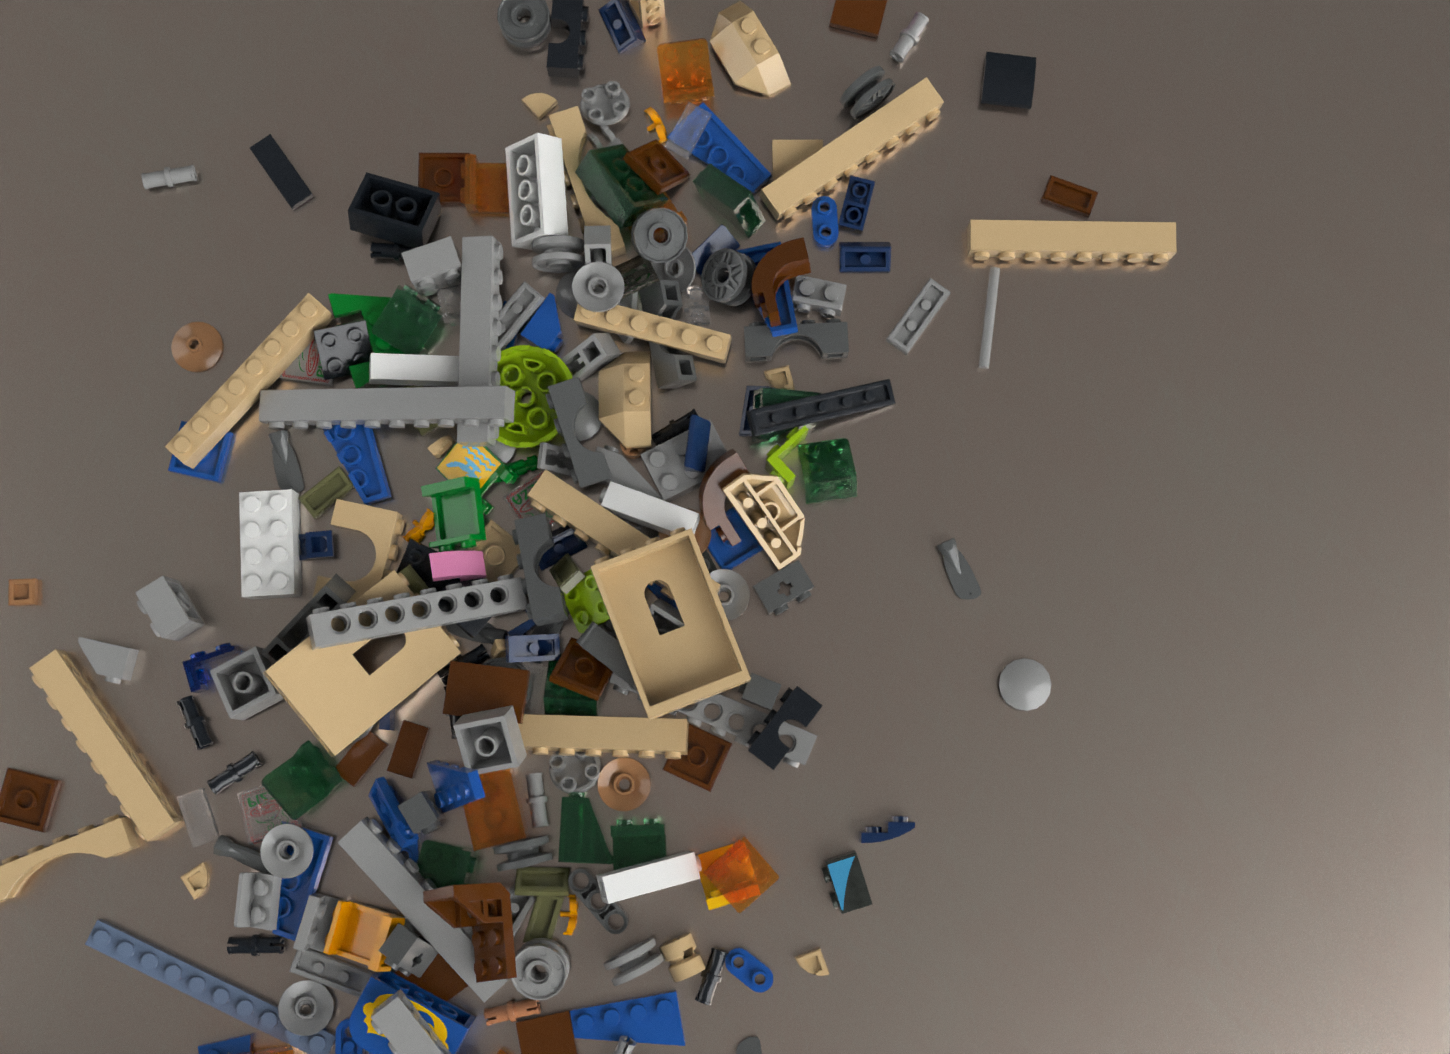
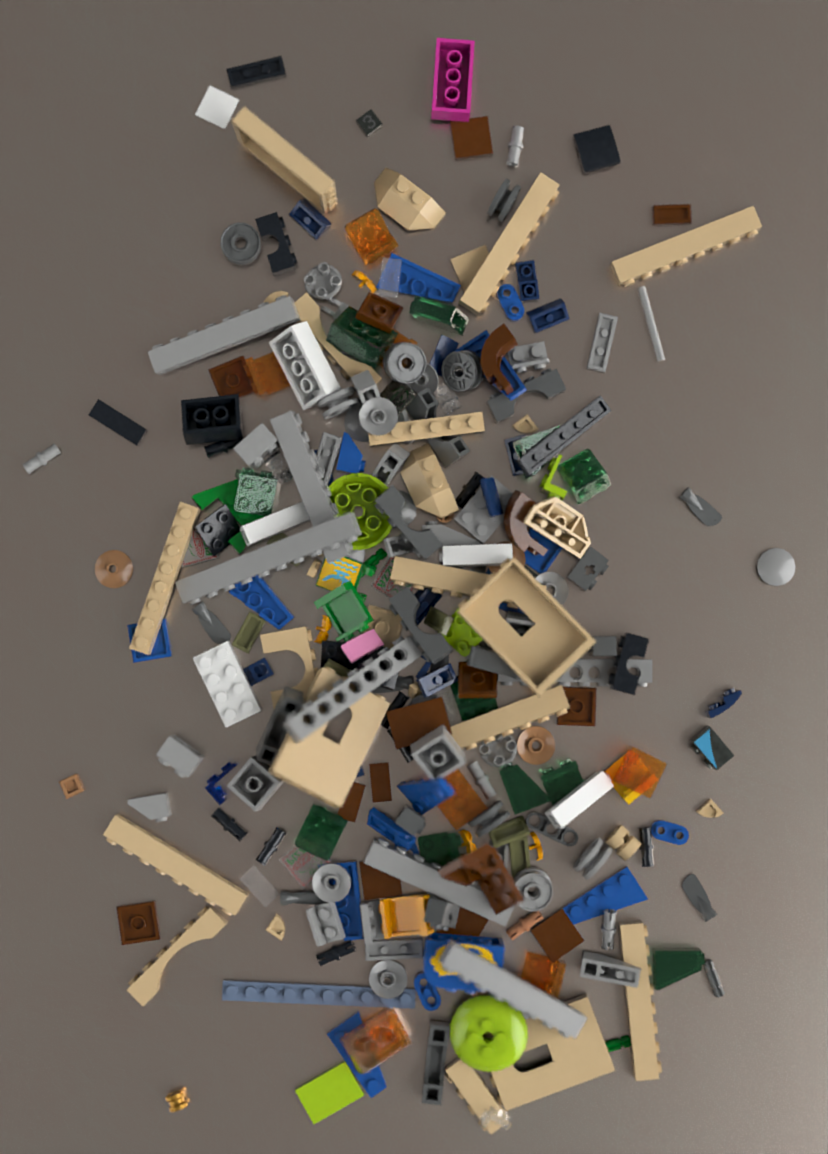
camera: 30 degrees left, 5 degrees up
(348, 880) = (378, 884): none -> reddish brown tile
(454, 116) = (224, 335): none -> light grey brick
(487, 867) = (467, 838): none -> light orange piece

